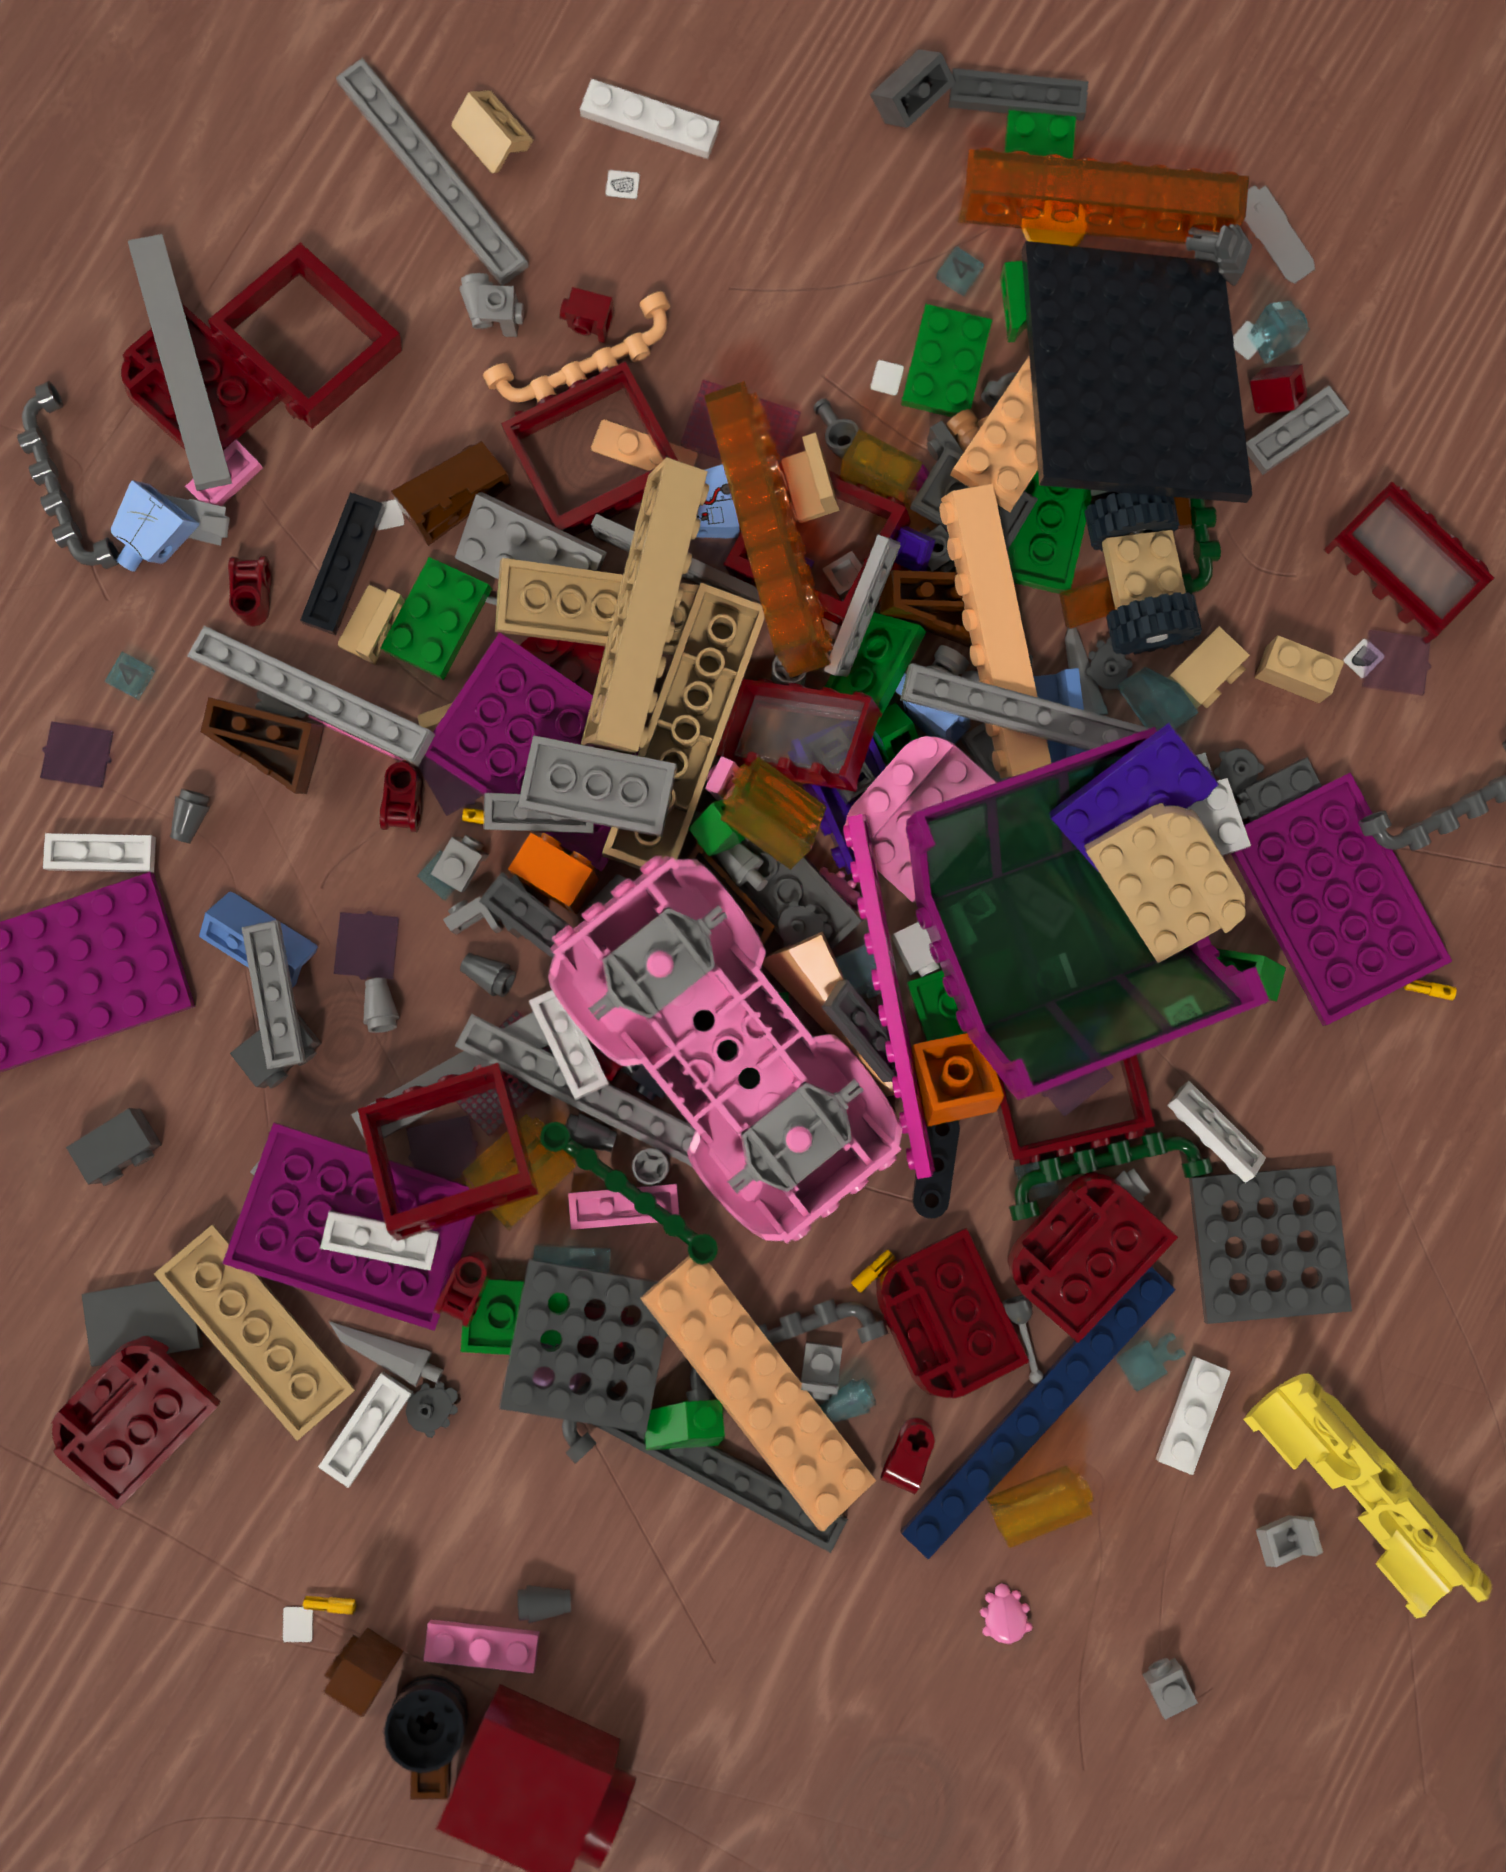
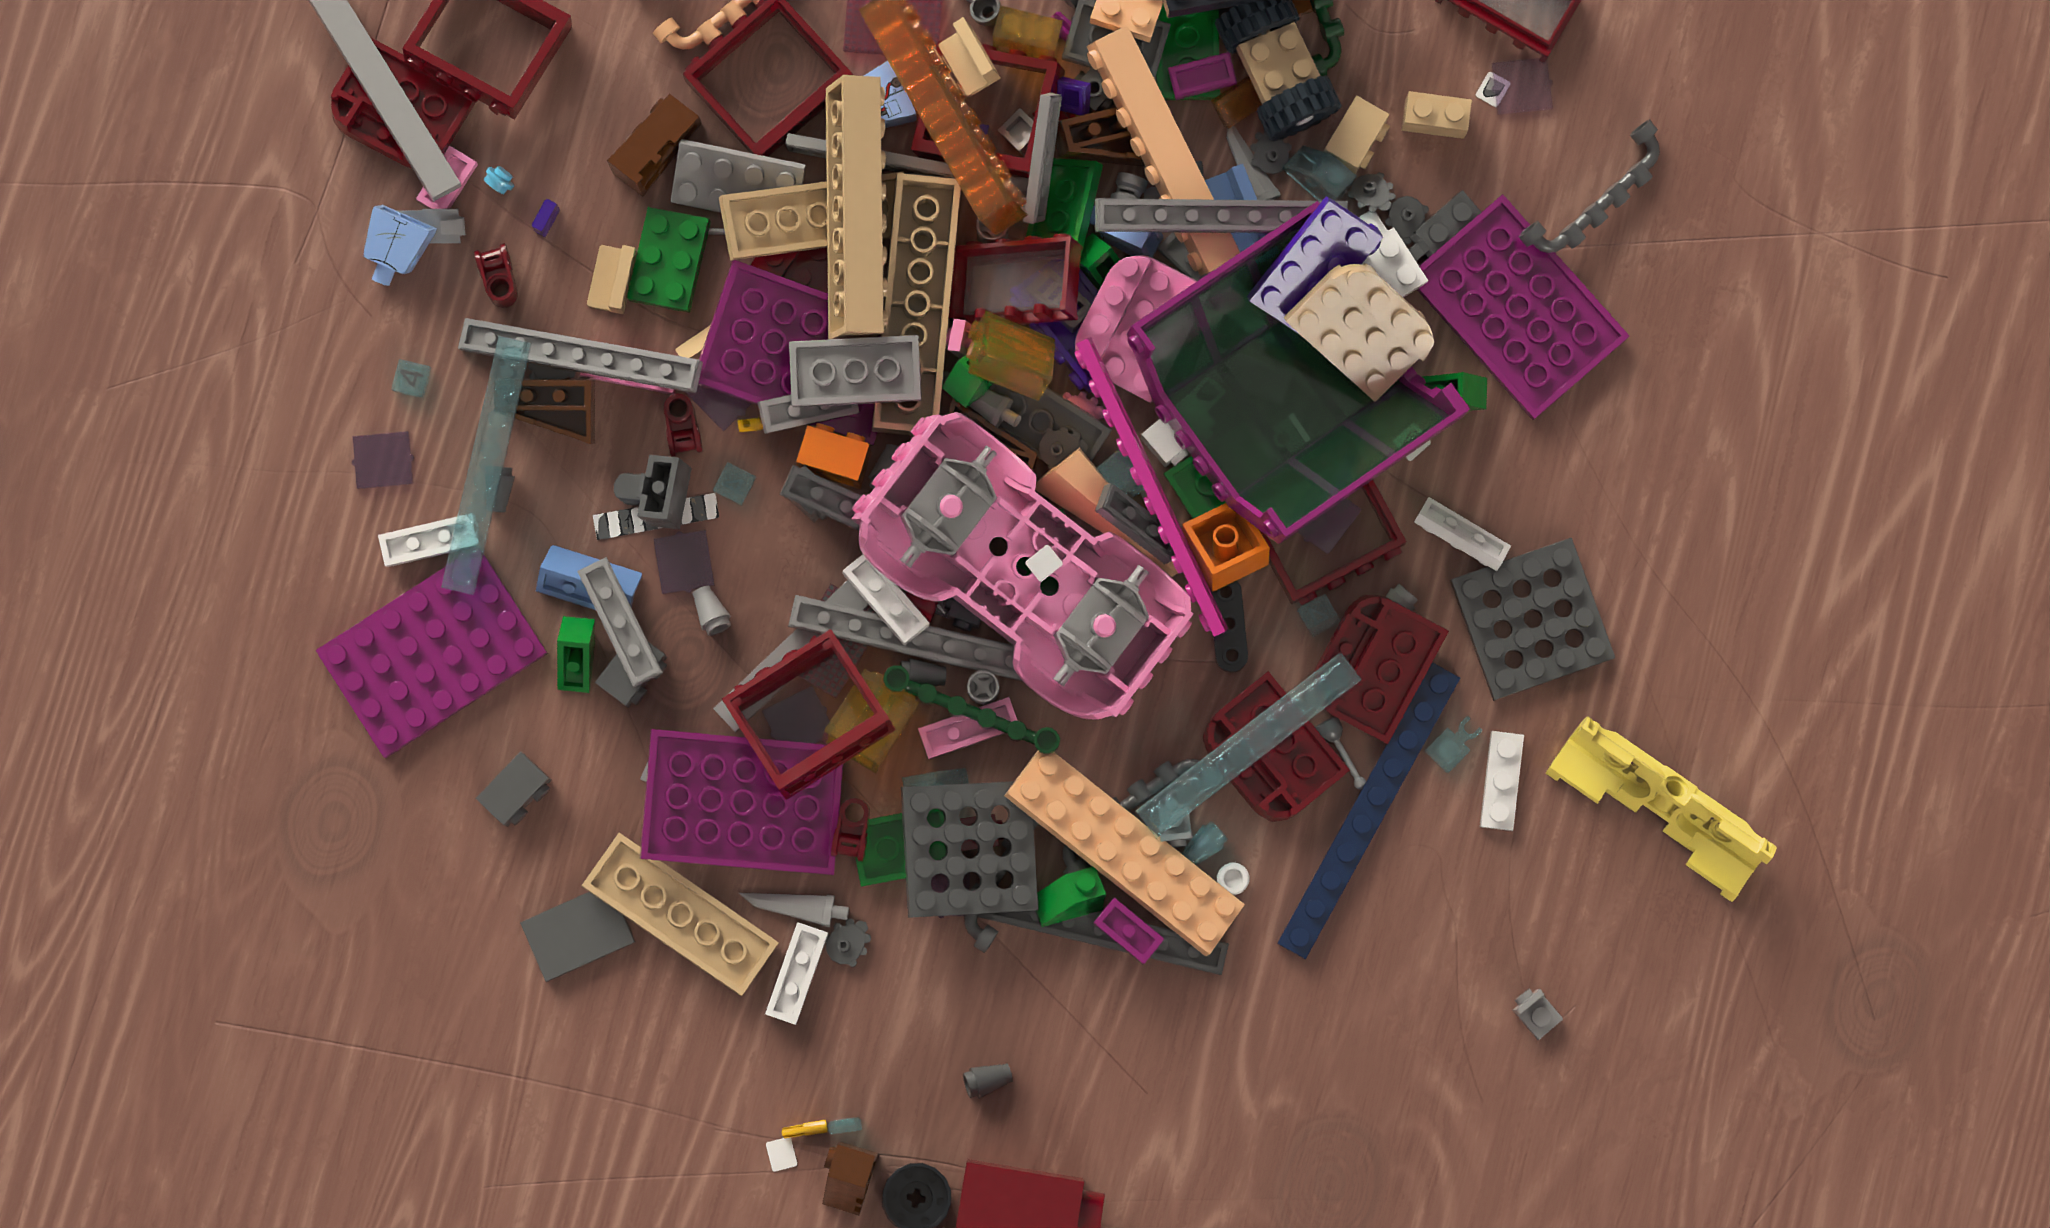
camera: 15 degrees left, 0 degrees up
(46, 473) = (286, 217): dark grey bar -> none
(129, 1419) = (593, 1014): dark red plate -> none
(174, 787) = (486, 465): none -> clear light blue plate
(221, 1015) = (575, 654): none -> green slope
(279, 488) = (499, 179): none -> medium azure plate
(316, 541) = (545, 217): none -> dark purple tile
(342, 563) = (573, 232): black plate -> none
(350, 888) = (627, 522): none -> sticker
(355, 864) = (657, 492): none -> dark grey brick
(371, 1240) = (768, 806): white plate -> none
(373, 1615) = (845, 1125): none -> clear light blue tile
(392, 515) = (598, 178): white sticker -> none
(459, 862) = (748, 468): light grey bracket -> none
(466, 914) = (766, 511): light grey bracket -> none
(481, 1646) = (944, 1130): bright pink plate -> none
(489, 974) = (800, 559): dark grey cone -> none
(634, 447) = (805, 63): light nougat piece -> none
(739, 1483) = (1128, 931): none -> magenta panel
(749, 1052) = (1044, 563): none -> white sticker
(870, 1446) = (1233, 878): none -> white tile
(871, 1272) = (1195, 732): yellow pin -> none
(908, 1461) = (1266, 882): dark red piece -> none
(925, 1309) = (1248, 745): none -> clear light blue plate
(1005, 1615) = (1383, 989): bright pink piece -> none
(1040, 1505) = (1387, 885): clear yellow brick -> none
(1057, 564) = (1202, 76): none -> magenta tile
(1087, 1161) = (1357, 587): dark green bar -> none
(1209, 735) = (1372, 192): none -> dark grey piece
(1288, 1539) = (1606, 863): light grey bracket -> none
(1432, 989) = (1619, 364): yellow pin -> none

